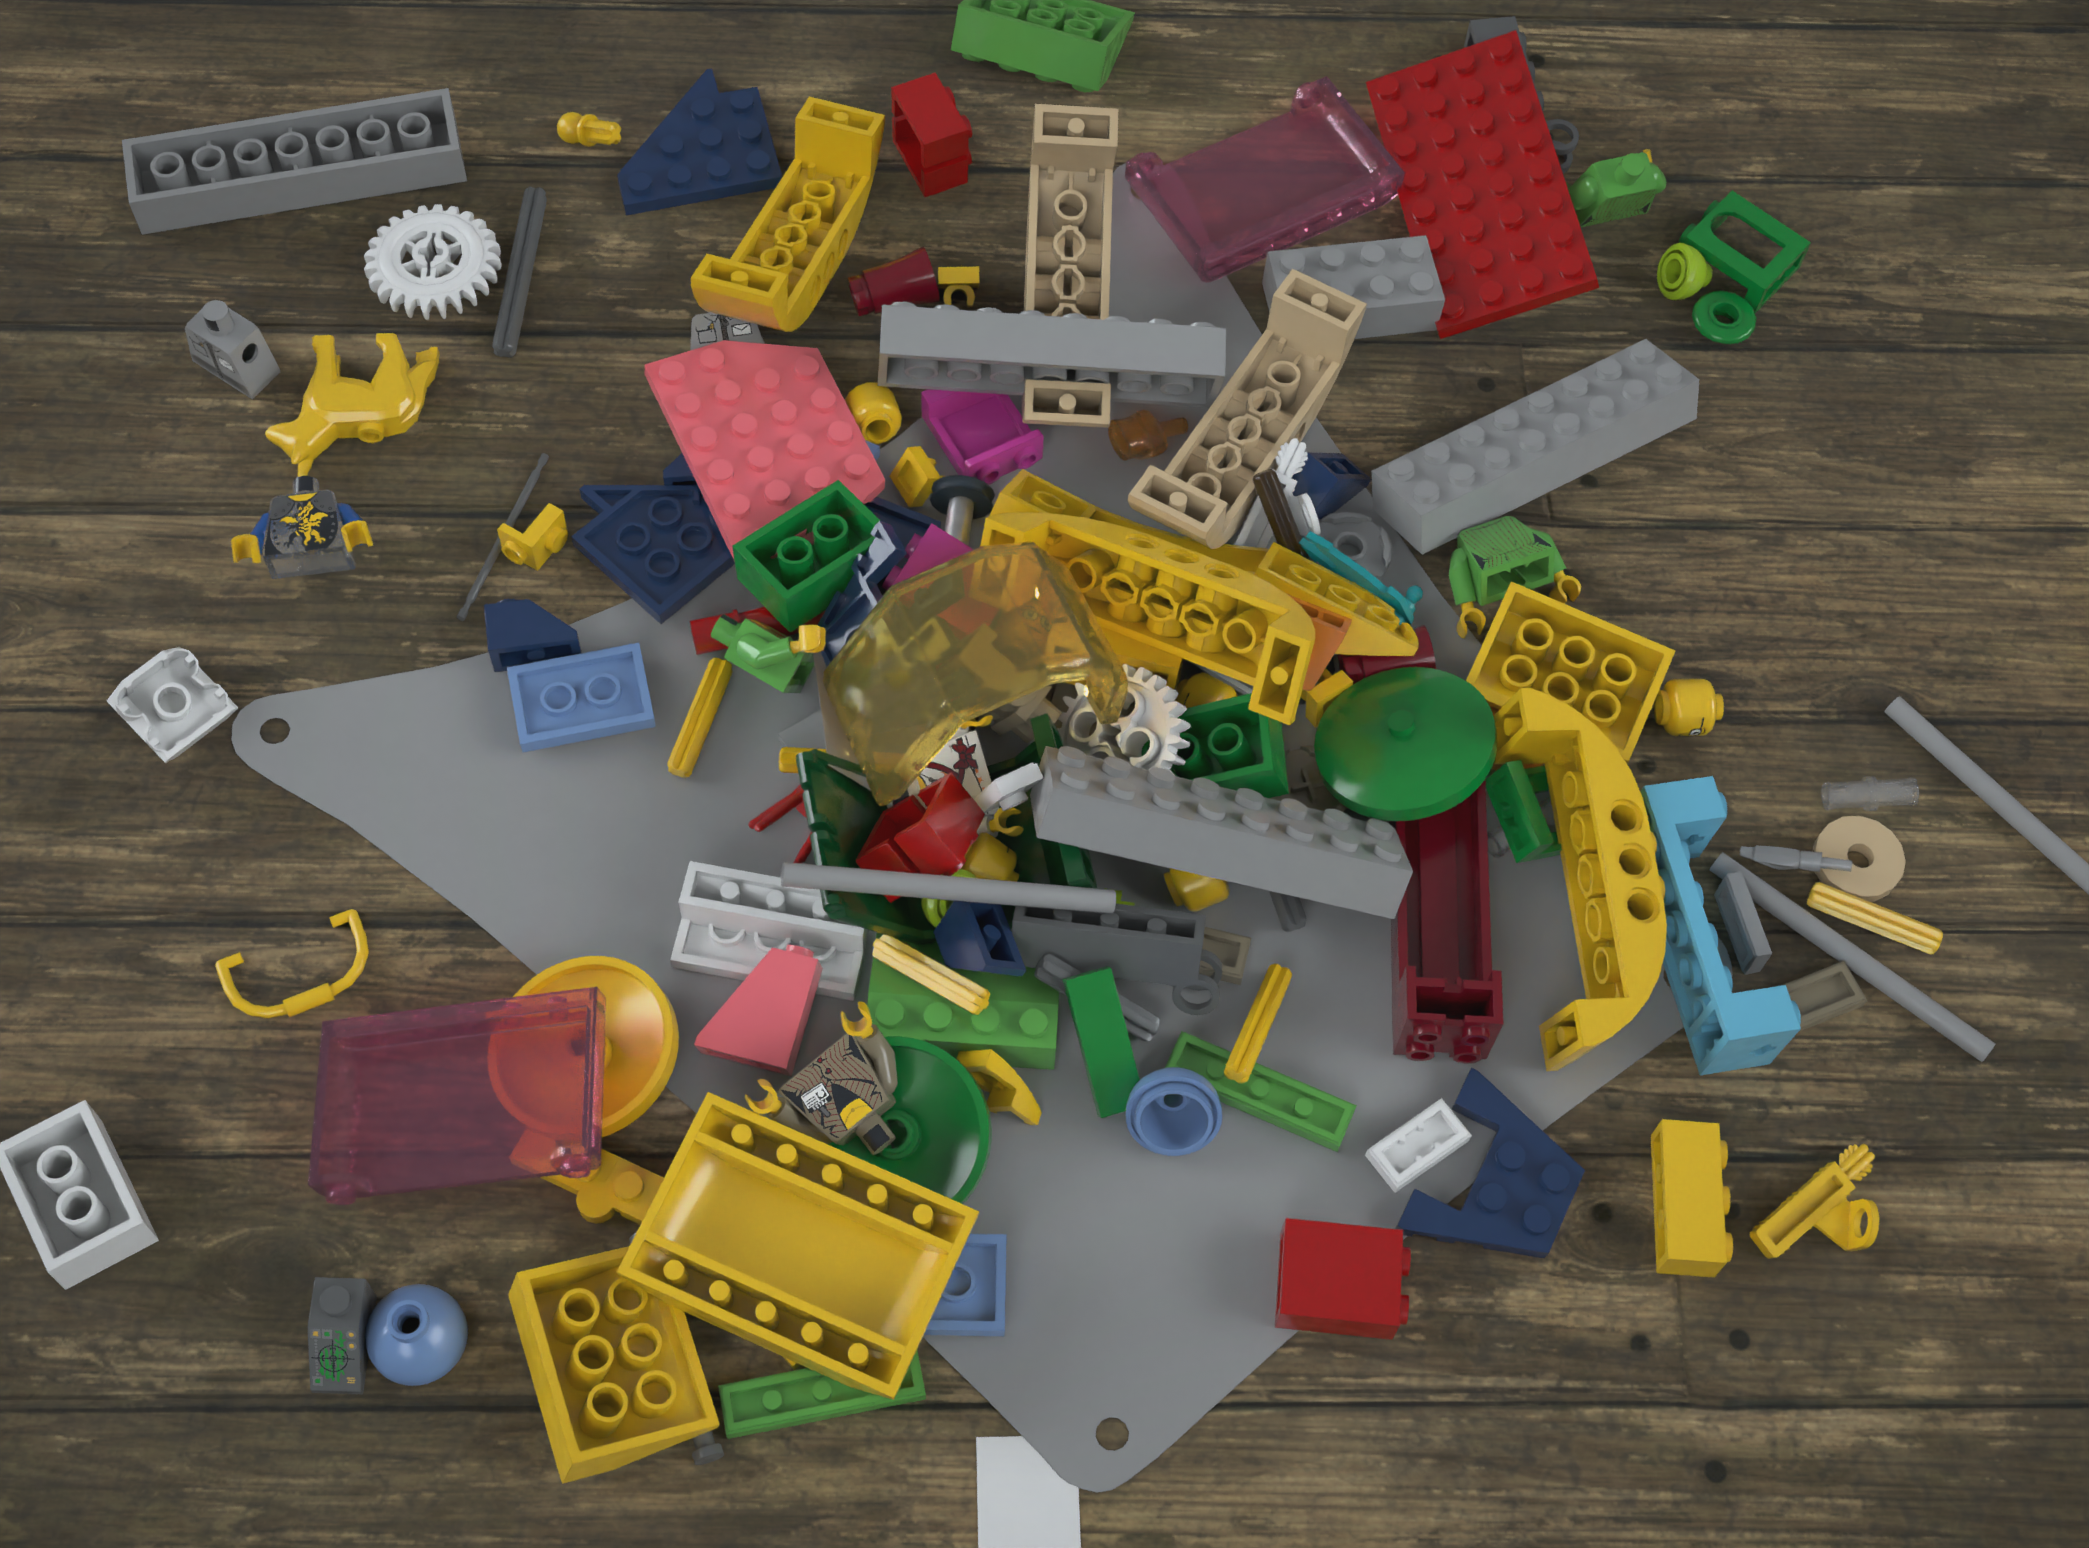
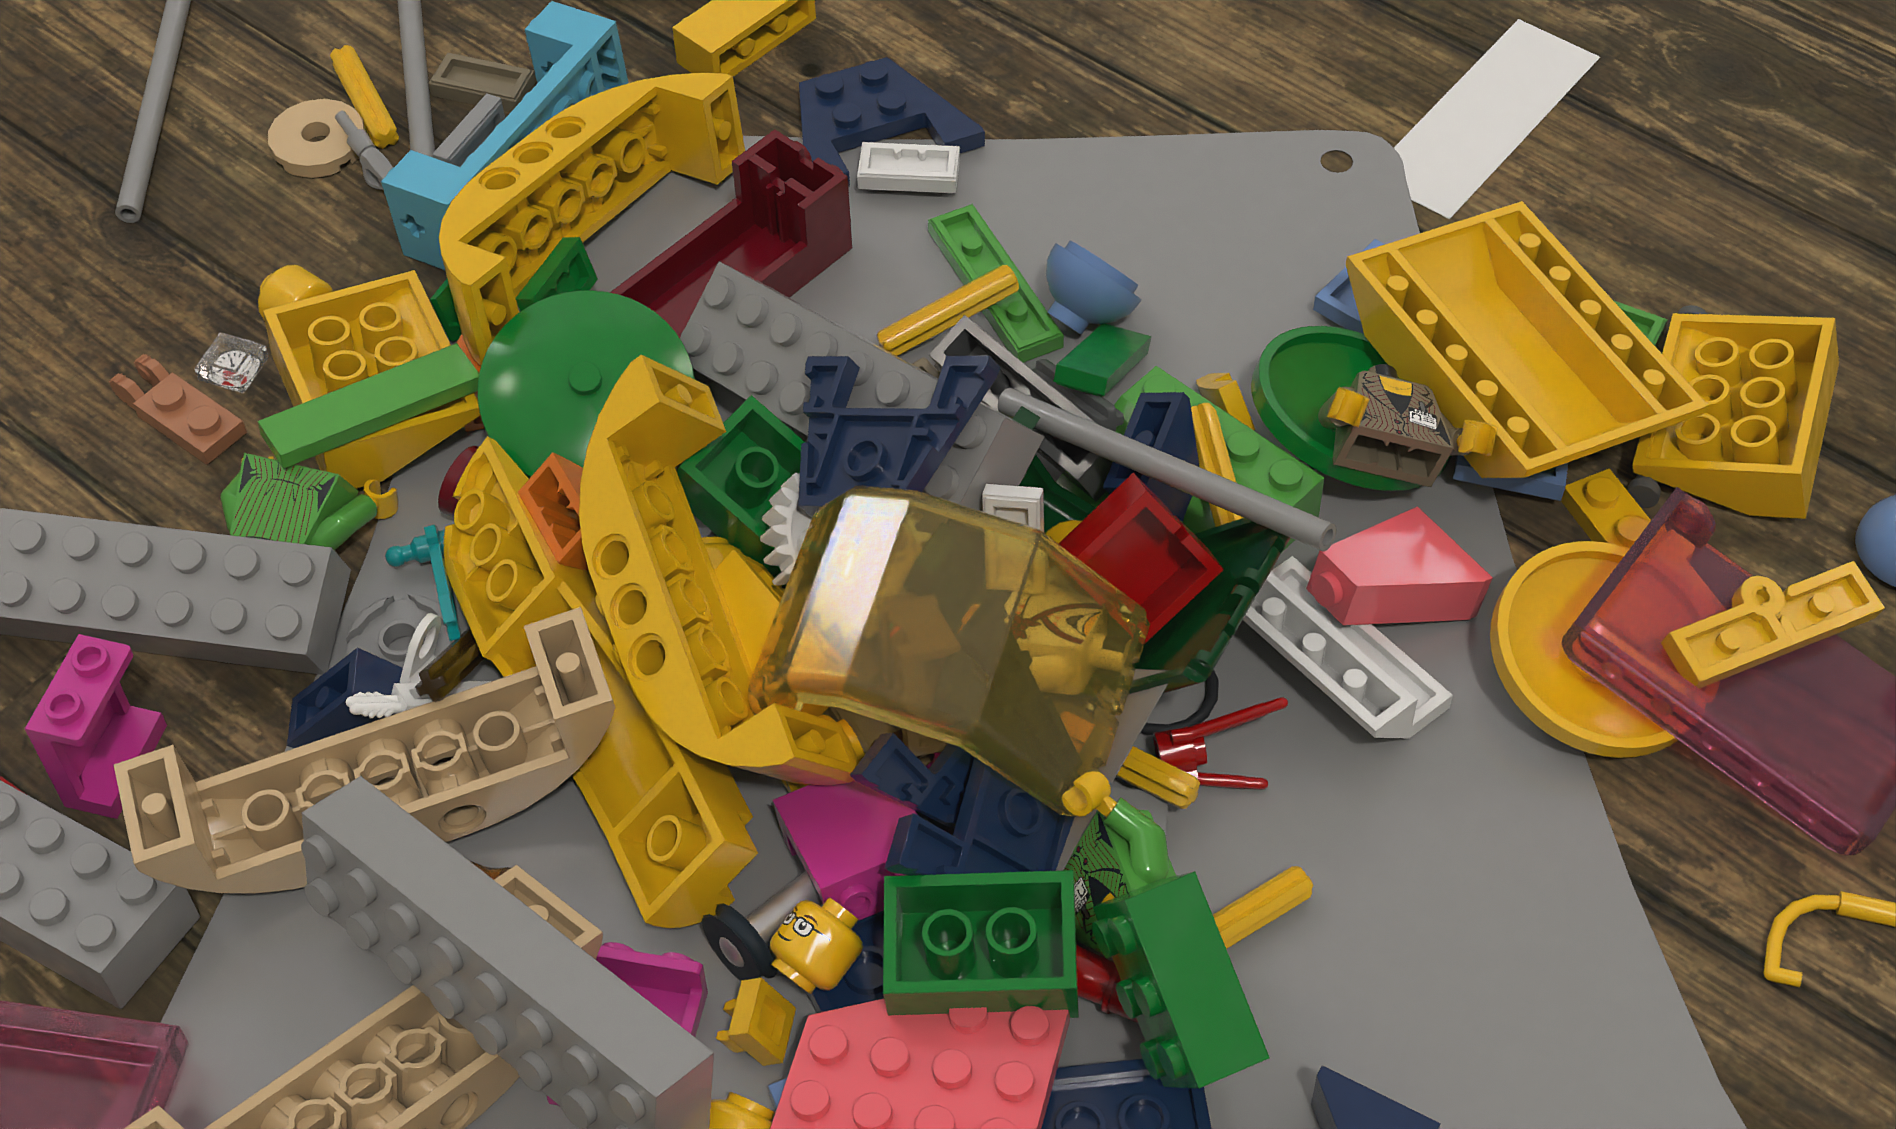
camera: 135 degrees left, 10 degrees down
(472, 1132) = (1771, 623): none -> yellow hinge
(580, 697) = (1358, 1024): medium blue plate -> none
(676, 580) = (1178, 983): none -> green brick
(910, 503) = (816, 945): none -> yellow head
(1133, 736) = (882, 444): none -> dark blue wing
(1341, 1279) = (1068, 124): red brick -> none
(1438, 363) = (90, 726): none -> dark pink panel
(1519, 623) = (369, 405): none -> bright green tile
(1668, 596) = (179, 411): none -> nougat hinge
(1689, 654) = (231, 362): none -> clear tile
(1870, 793) = (245, 164): clear pin -> none

